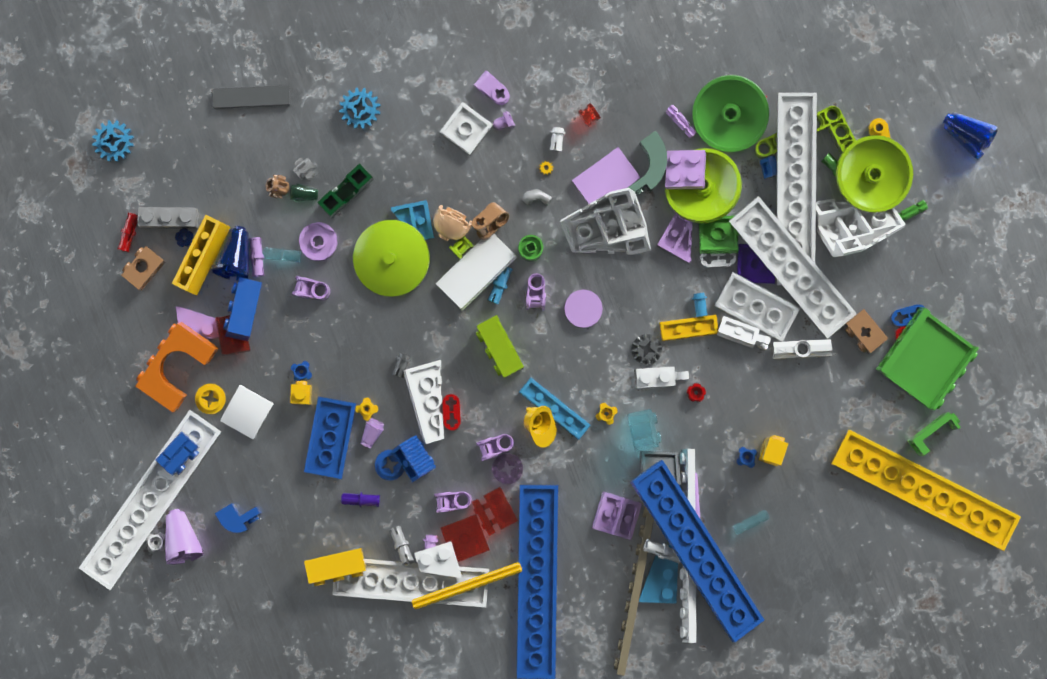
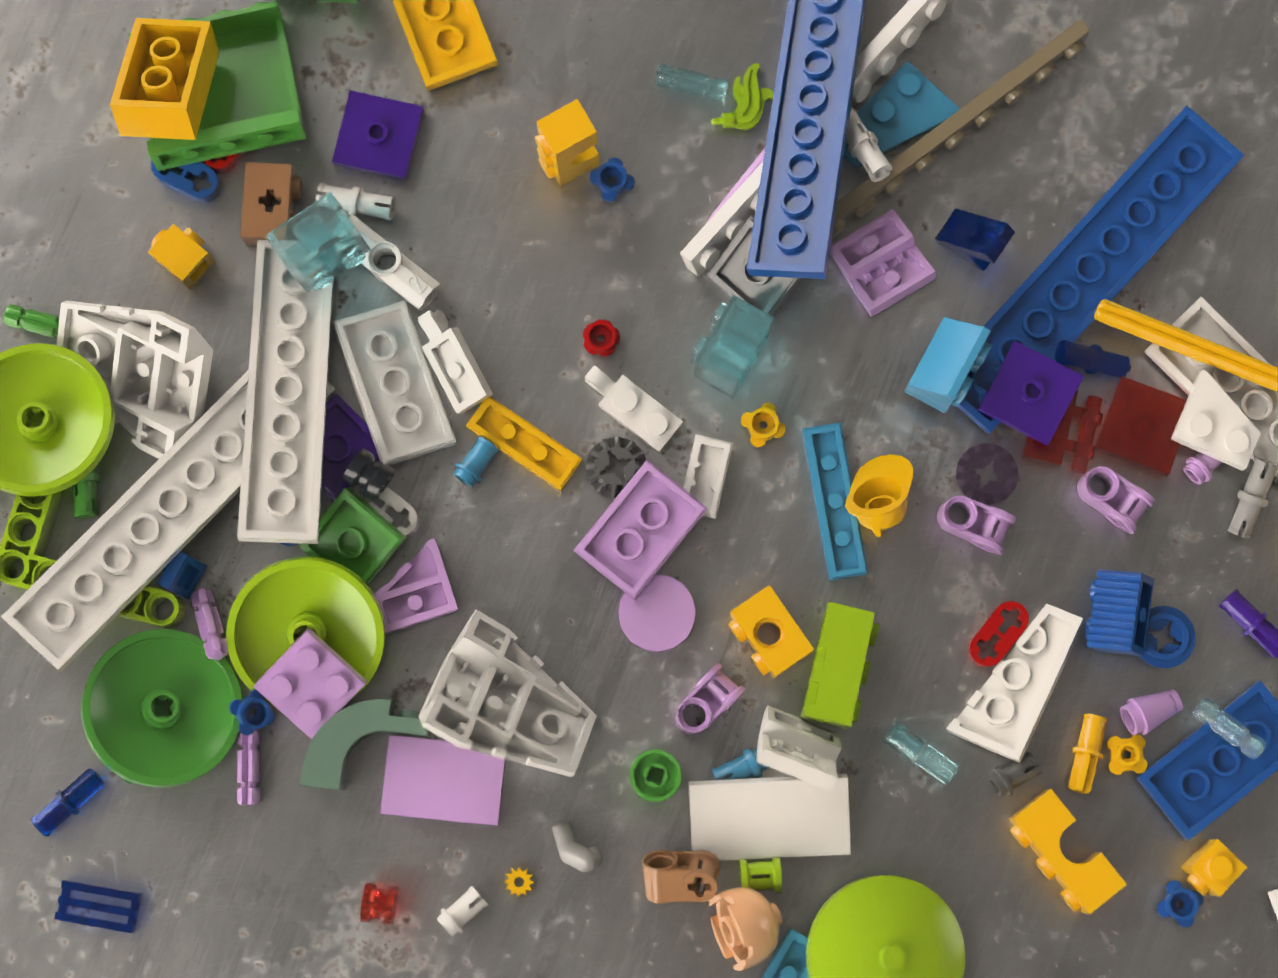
camera: 130 degrees left, 5 degrees down
(338, 449) = (1229, 728): none -> clear light blue axle
(342, 348) = (1041, 826): none -> yellow arch
(381, 396) = (1087, 753): none -> yellow axle
(442, 342) = (920, 753): none -> clear light blue axle
(488, 303) = (798, 748): none -> white slope
(505, 546) = (1092, 359): none -> clear blue axle
(517, 512) = (1030, 393): none -> dark purple plate
(523, 339) = (768, 609): none -> yellow brick
(558, 493) = (944, 367): none -> dark azure slope
(591, 555) = (975, 237): none -> clear blue slope
(610, 374) = (708, 472): none -> white plate
(616, 332) = (640, 529): none -> lavender tile
(694, 135) = (262, 716): none -> blue plate
(702, 16) = (65, 901): none -> clear blue tile
(723, 535) = (749, 102): none -> lime piece
(733, 263) = (371, 476): none -> black wheel
(734, 50) = (67, 802): none -> clear blue axle
(742, 158) = (209, 623): none -> lavender axle
(829, 329) = (318, 243): none -> clear light blue brick
(835, 362) = (358, 202): none -> white pin
(850, 395) = (378, 135): none -> dark purple plate
(881, 283) = (181, 254): none -> yellow brick
(945, 341) = (165, 78): none -> yellow brick

